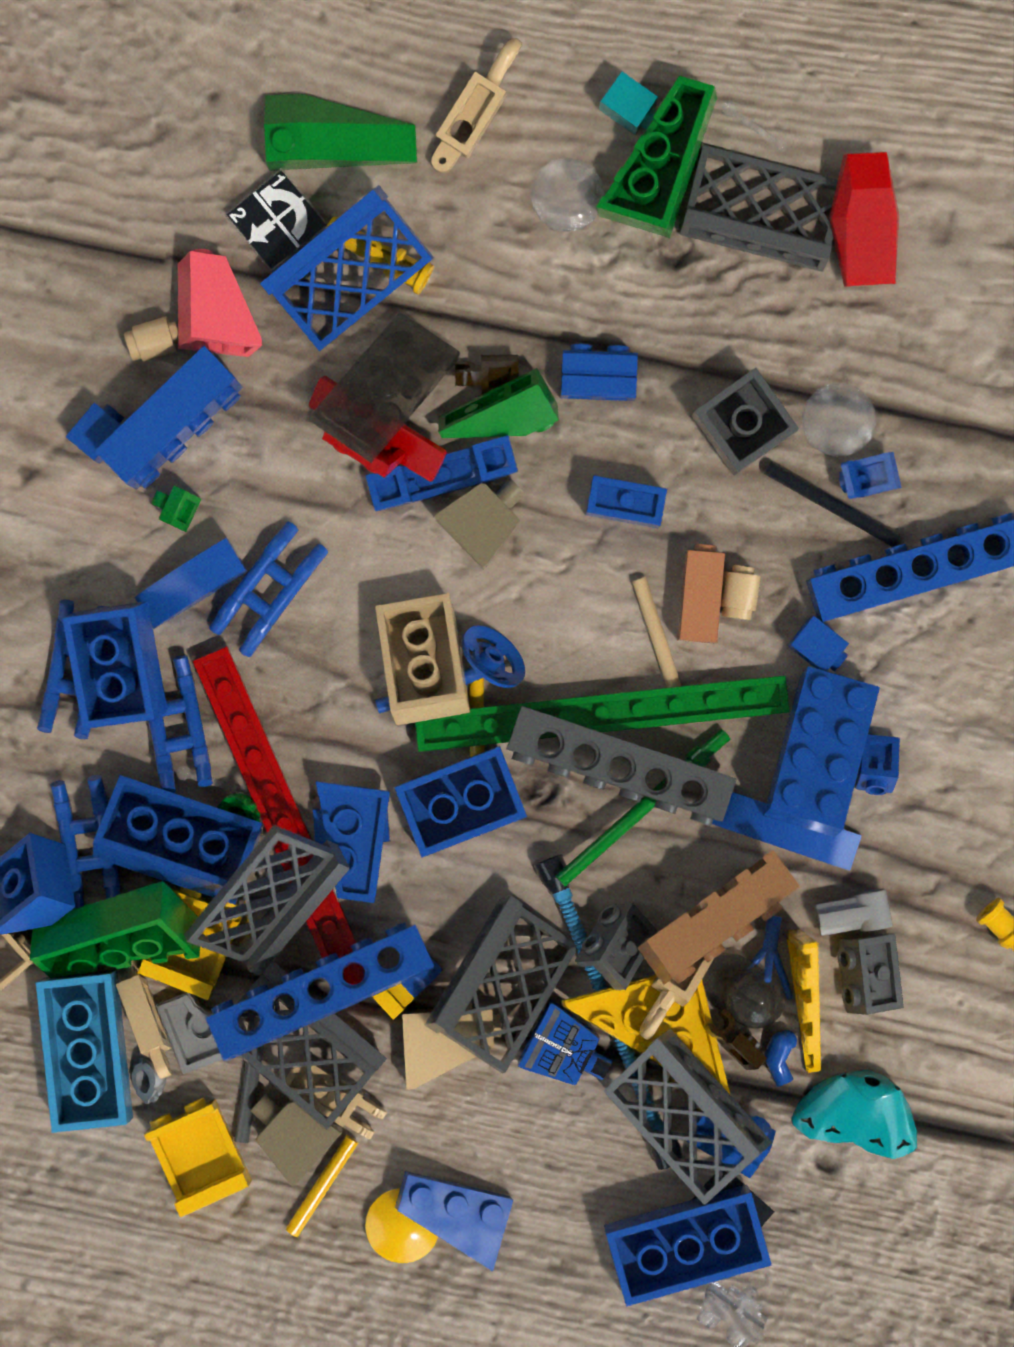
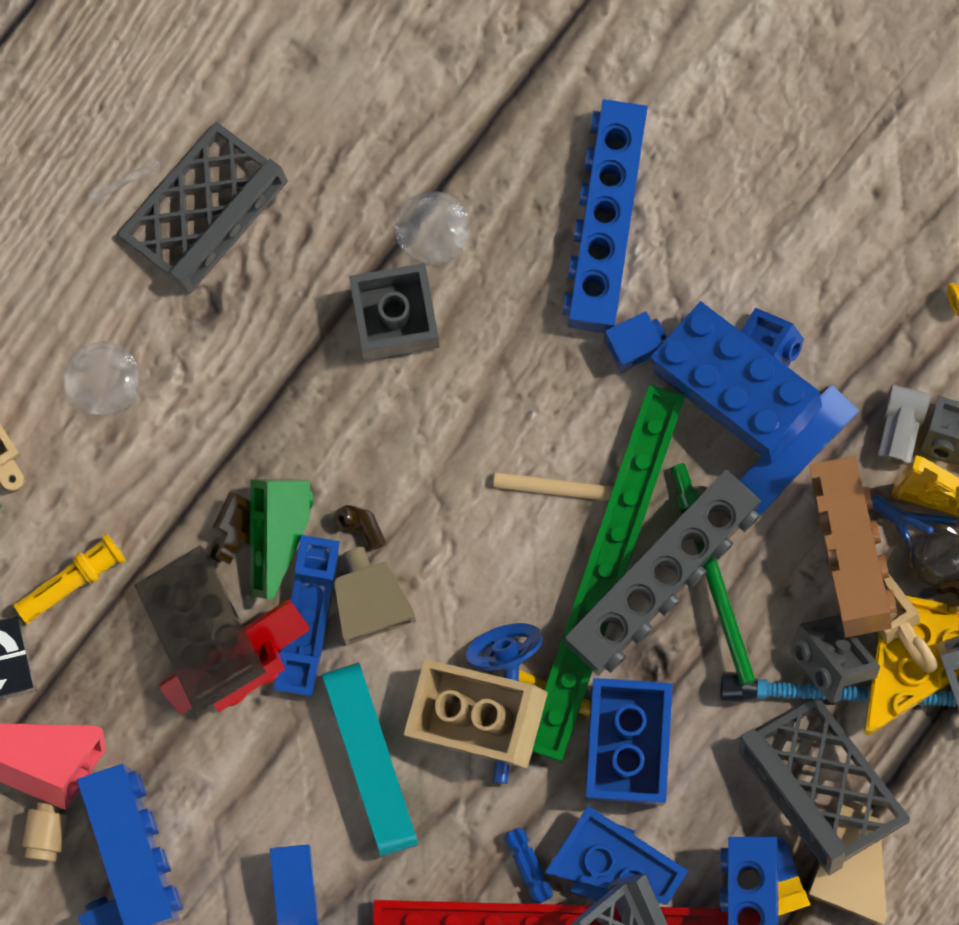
camera: 70 degrees left, 10 degrees down
(177, 507) = (217, 885): green tile -> none
(268, 612) = (361, 840): blue piece -> none
(318, 763) = (528, 865): none -> blue axle
(329, 241) = (36, 620): blue fence -> none
(344, 586) = (370, 759): none -> teal beam
(547, 482) = (362, 522): none -> dark brown arm
(563, 1047) = (909, 756): torso -> none
(599, 374) = (284, 426): blue brick -> none
(626, 502) = (416, 456): blue panel -> none
(629, 104) = (47, 282): teal brick -> none
(657, 173) = (121, 283): green wedge -> none
(701, 594) = (536, 427): nougat brick -> none
(740, 592) = (551, 391): tan brick -> none
(832, 504) = (507, 270): black bar -> none
(865, 220) = (260, 119): red piece -> none
(869, 476) = (498, 222): blue bracket -> none

